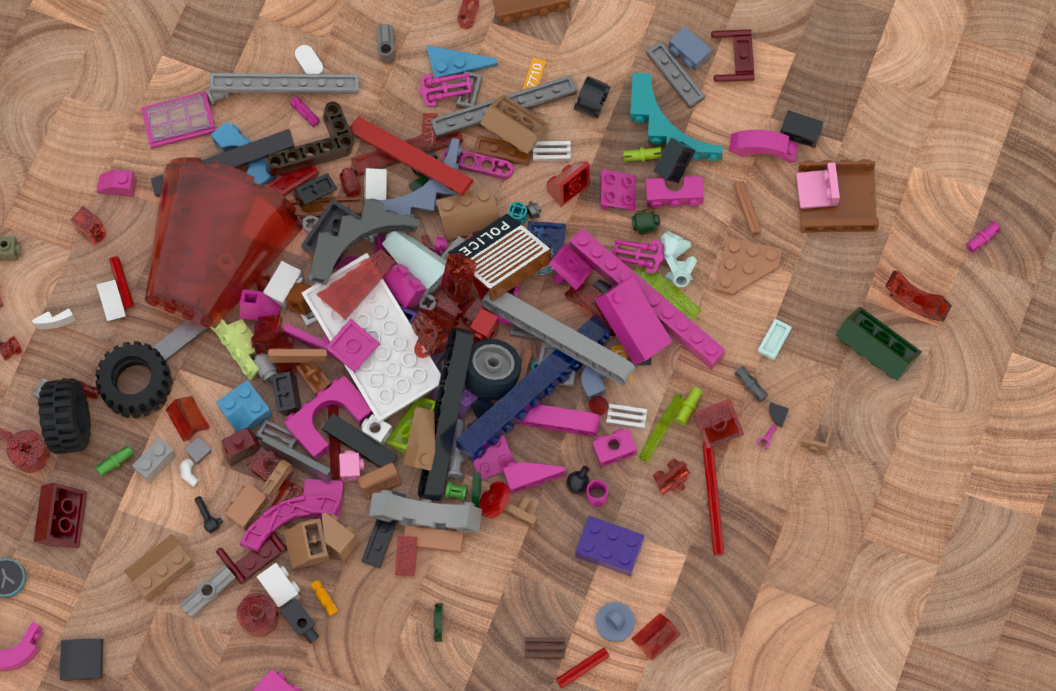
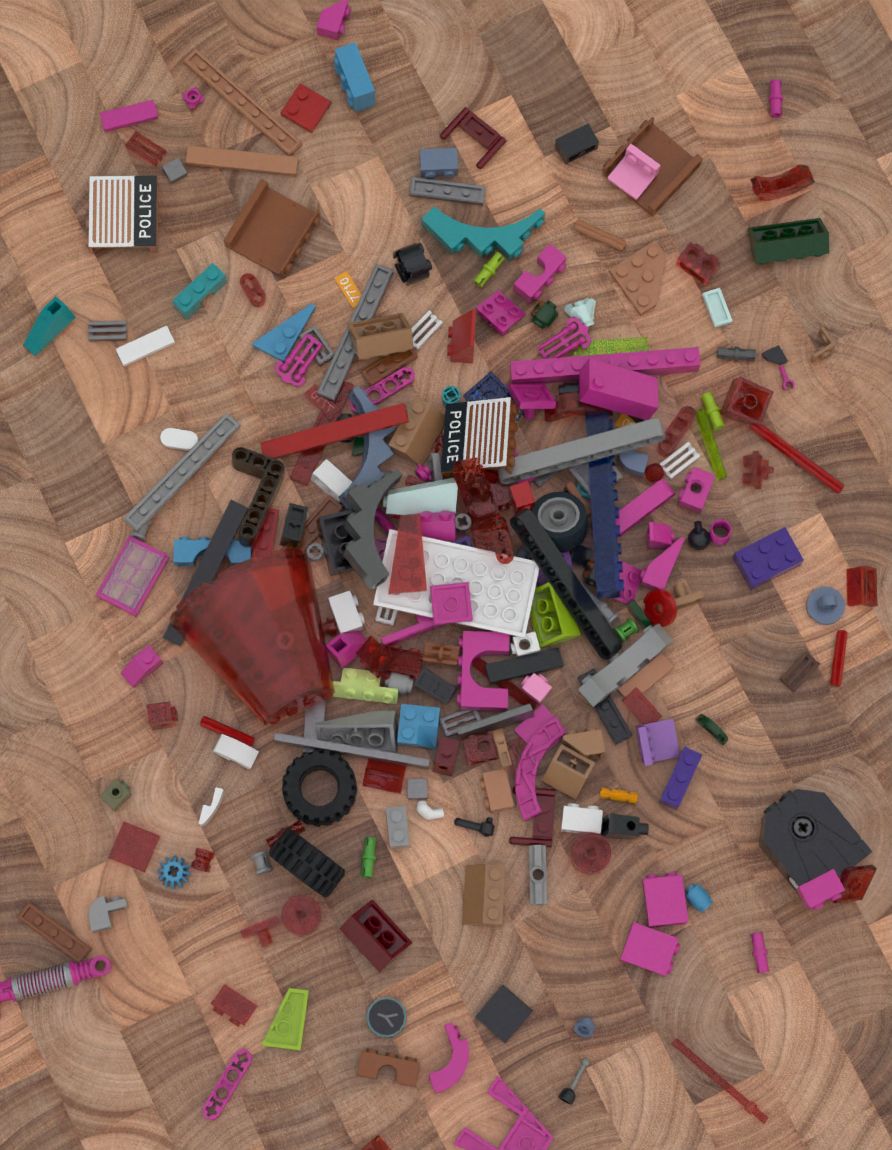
camera: 55 degrees left, 5 degrees up
(182, 377) = (353, 751): none -> flat silver tile
(205, 373) = (368, 730): none -> light grey wedge
(296, 300) = (369, 613): dark orange brick -> none
(297, 355) = (418, 650): nougat tile -> none
(304, 111) = (217, 477): dark pink axle -> none
(350, 182) = (309, 494): clear red brick -> none
(379, 479) = (566, 677): nougat slope -> none
(385, 626) = (680, 778): none -> dark purple arch
(386, 43) = (220, 370): flat silver piece -> none
(389, 588) = (657, 741): none -> medium lavender bracket
(421, 440) = (573, 620): medium nougat slope -> none
(533, 210) = (459, 382): flat silver plate -> none
(550, 450) = (659, 536): none -> dark pink slope
(655, 397) = (681, 424): none -> clear red beam
(674, 160) = (519, 251): black hinge -> none
(680, 271) = (607, 324): light aqua rock -> none
(763, 142) = (563, 179): dark pink arch -> none
(790, 294) = (694, 267): none -> clear red brick

